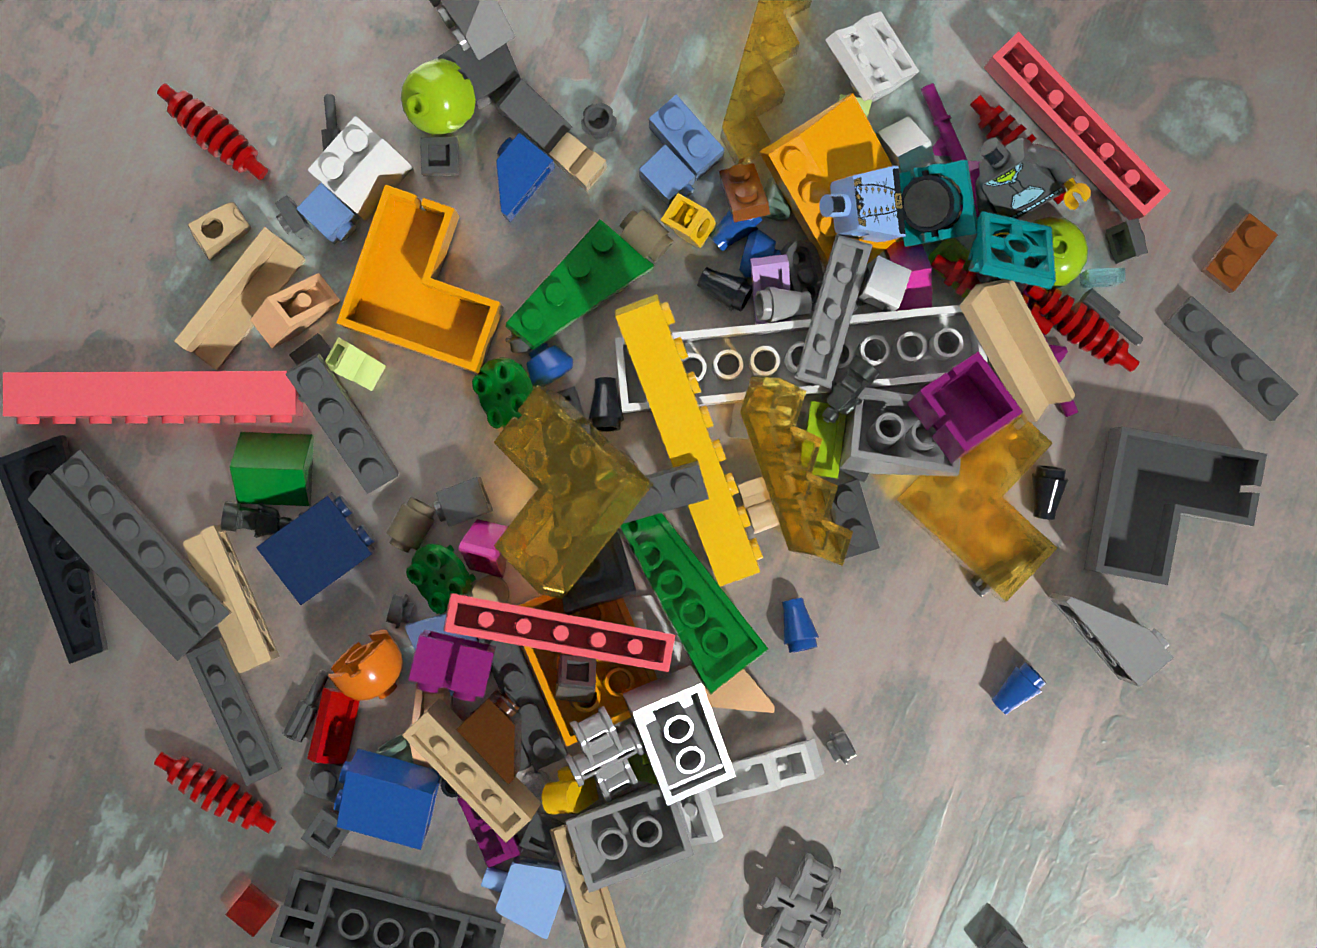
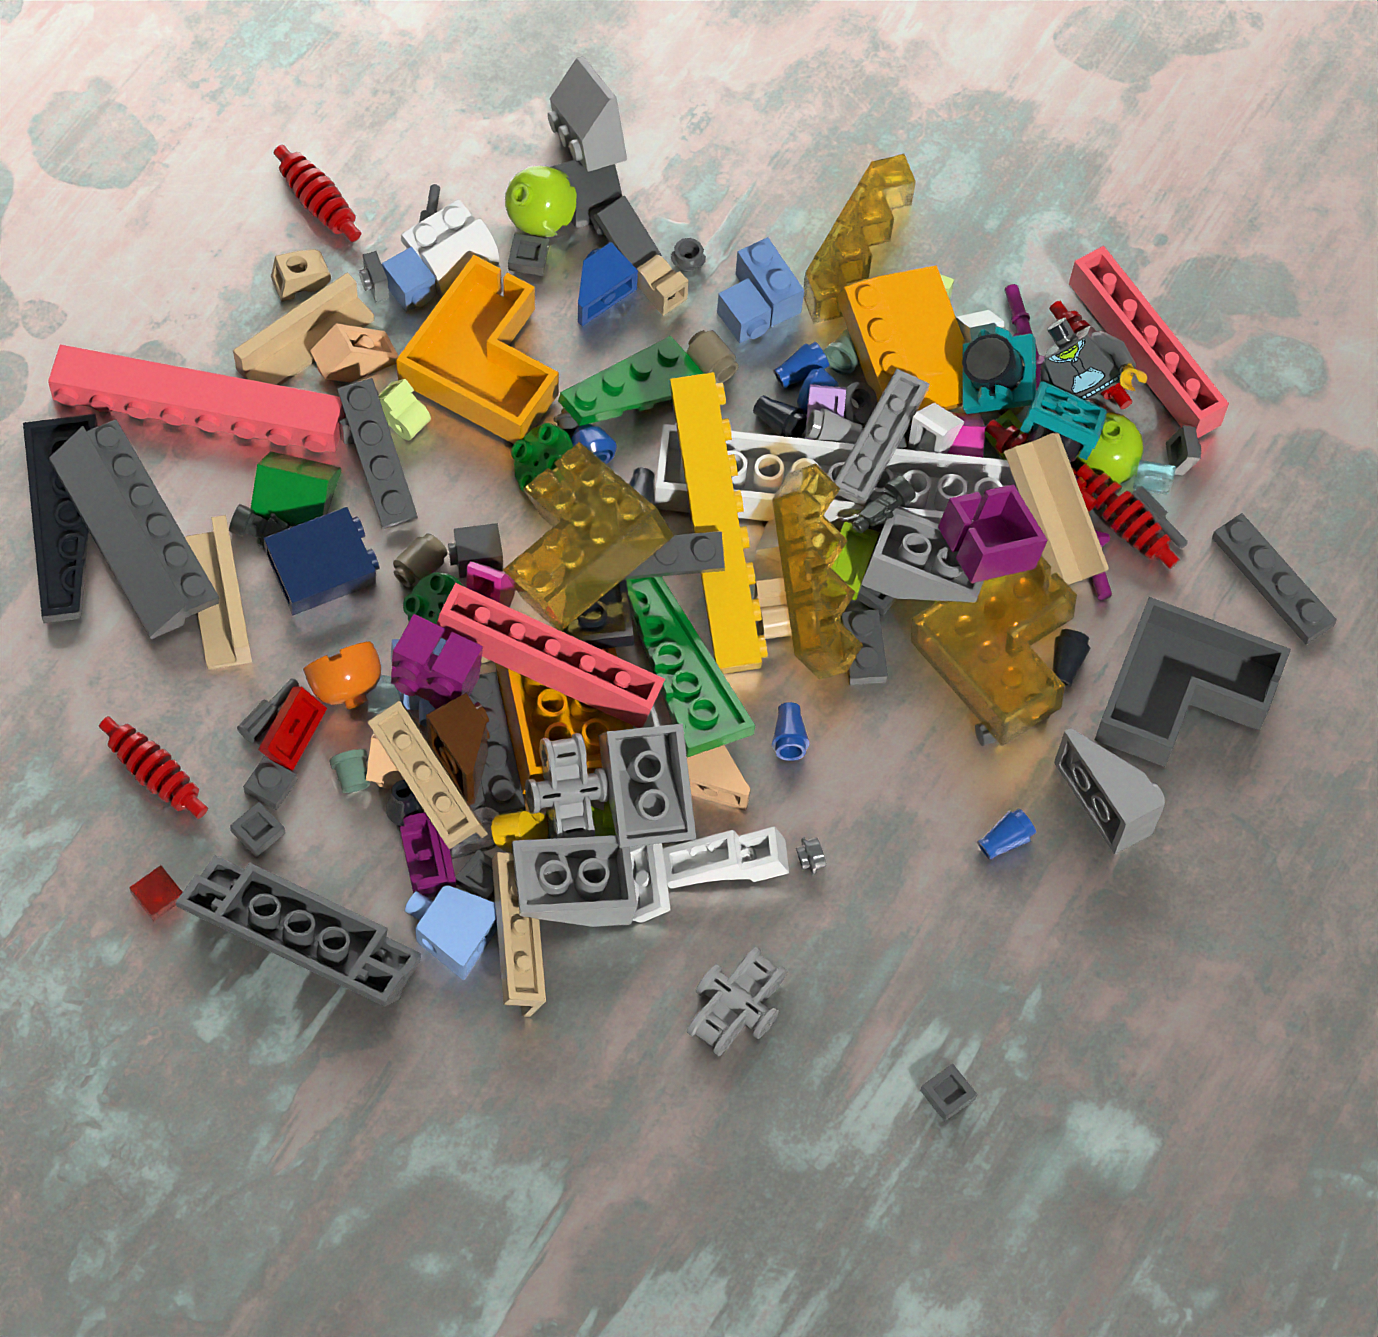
camera: 10 degrees right, 25 degrees down
(234, 711) = (193, 697): dark grey plate -> none
(387, 798) = (331, 799): blue brick -> none
(399, 610) = (383, 637): dark grey plate -> none
(575, 678) = (553, 714): dark grey slope -> none
(689, 220) = (758, 347): yellow leg -> none
(744, 192) = (815, 332): dark orange plate -> none
(867, 206) = (930, 351): light blue torso -> none
(872, 57) = (962, 249): white brick -> none
(1239, 253) = (1295, 487): dark orange plate -> none

